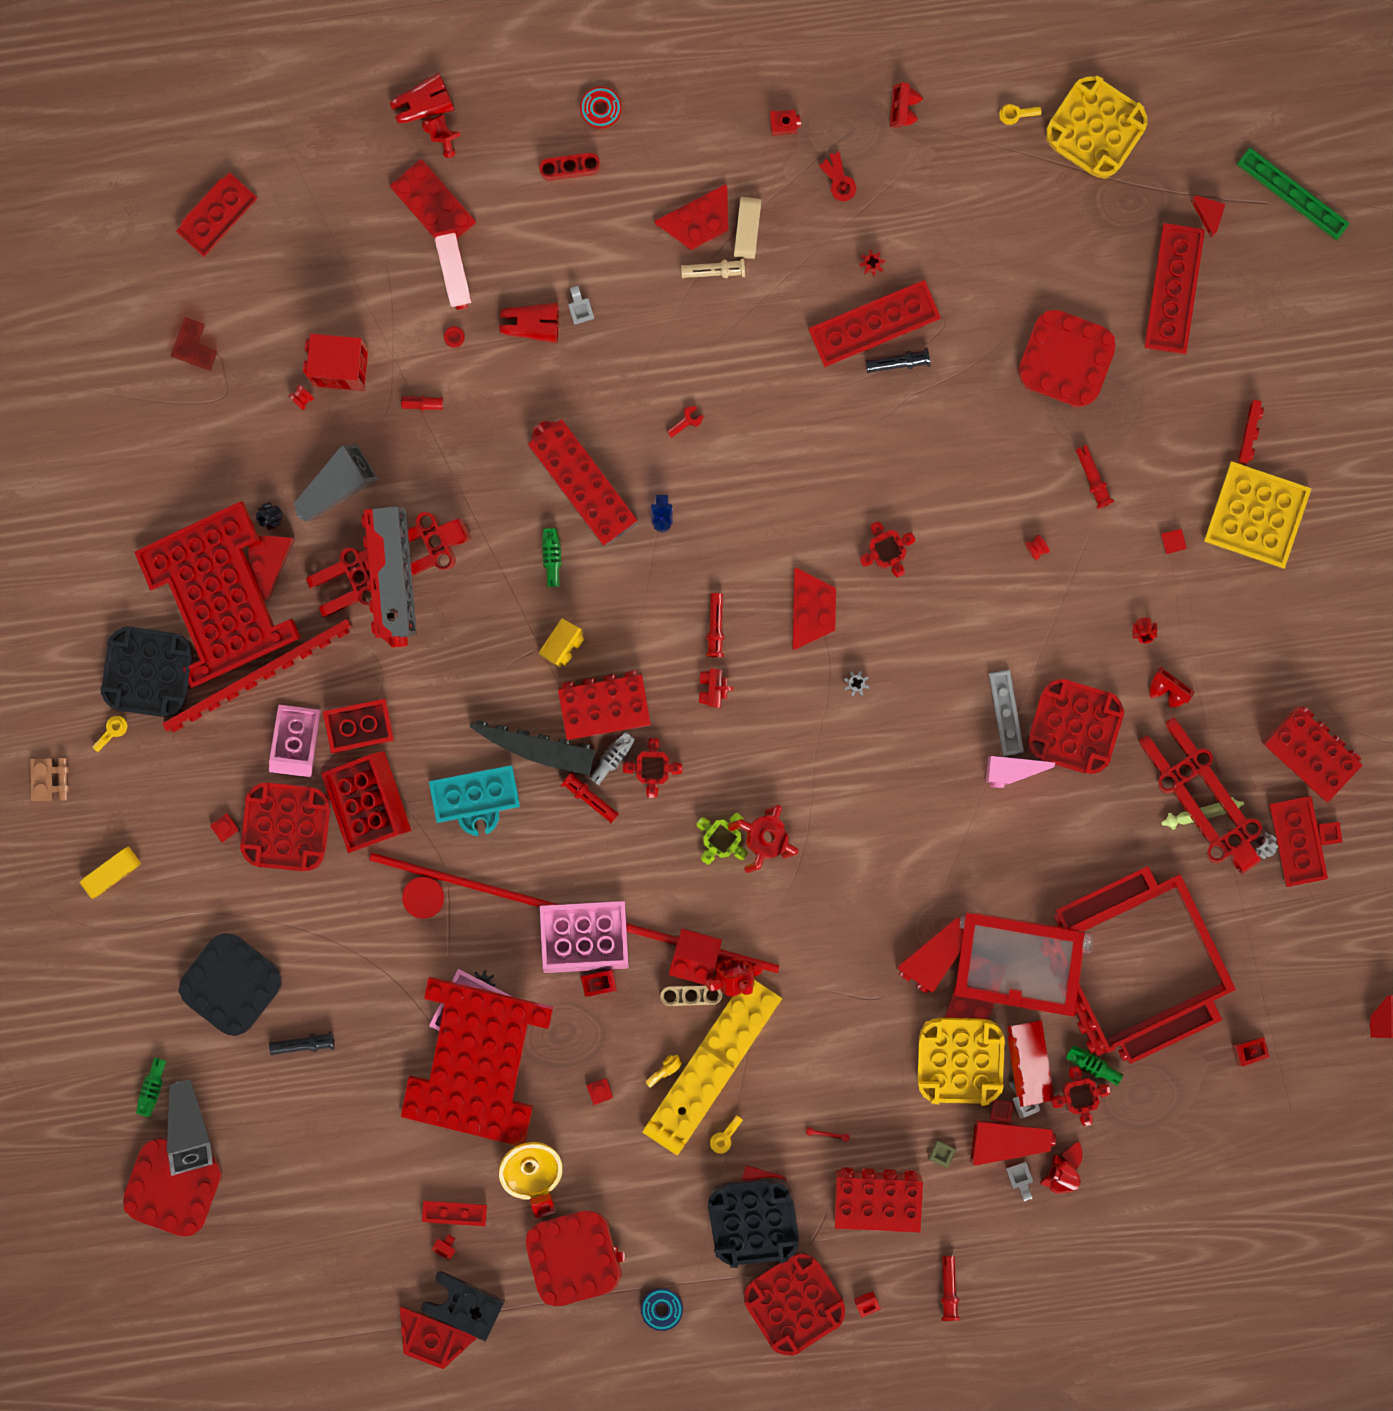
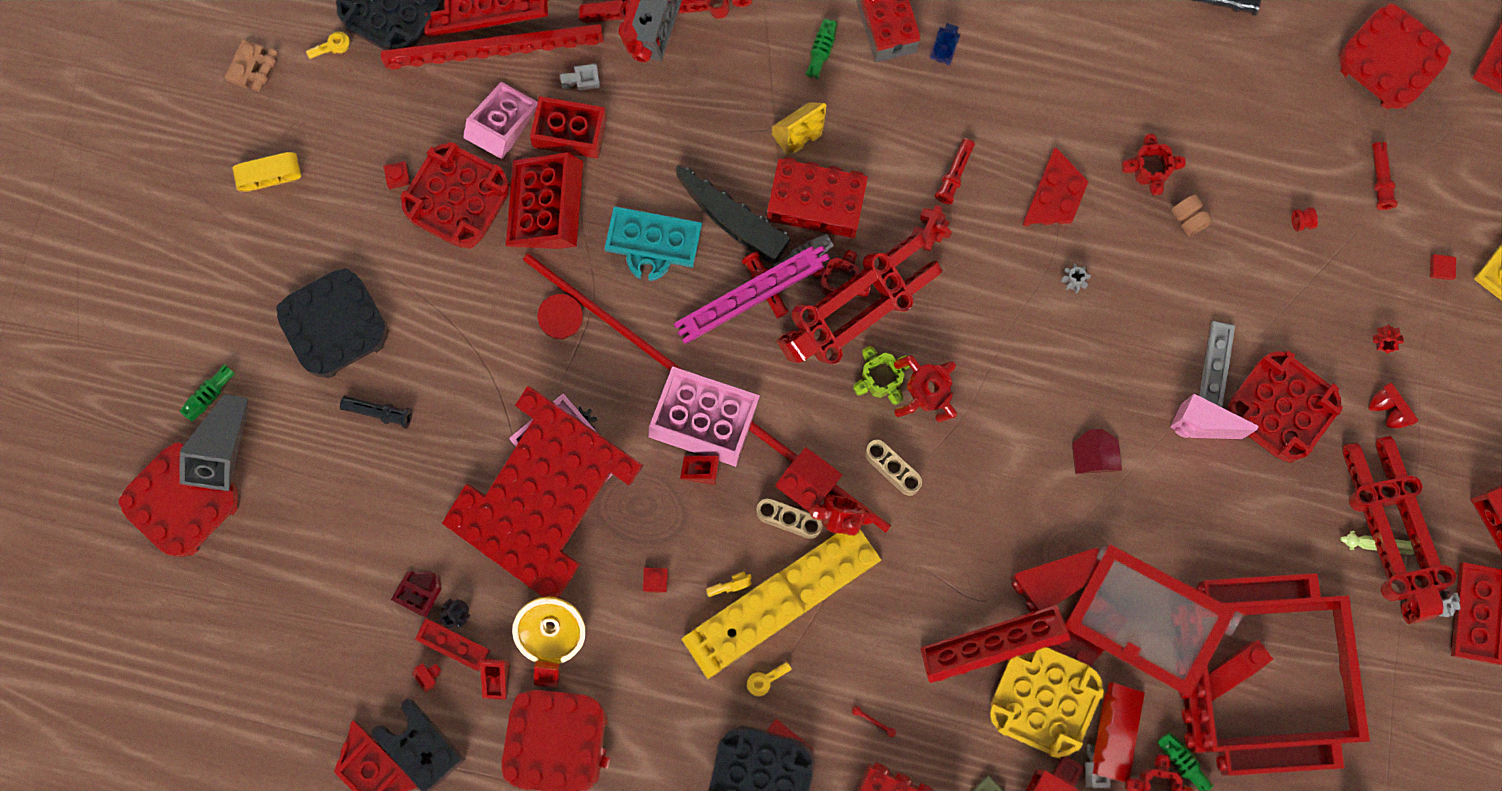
camera: 20 degrees right, 10 degrees down
(351, 671) = (584, 77): none -> light grey plate
(407, 1181) = (418, 591): none -> dark red slope
(445, 1187) = (454, 613): none -> black gear
(501, 1226) = (494, 678): none -> red slope
(581, 813) = (751, 293): none -> dark pink hinge
(643, 843) = (801, 344): none -> red beam
(773, 916) = (889, 456): none -> tan beam
(900, 1034) = (994, 644): none -> red plate
(930, 831) = (1096, 452): none -> dark red slope
(937, 585) = (1192, 216): none -> nougat wheel
(1108, 973) = (1238, 668): none -> red slope

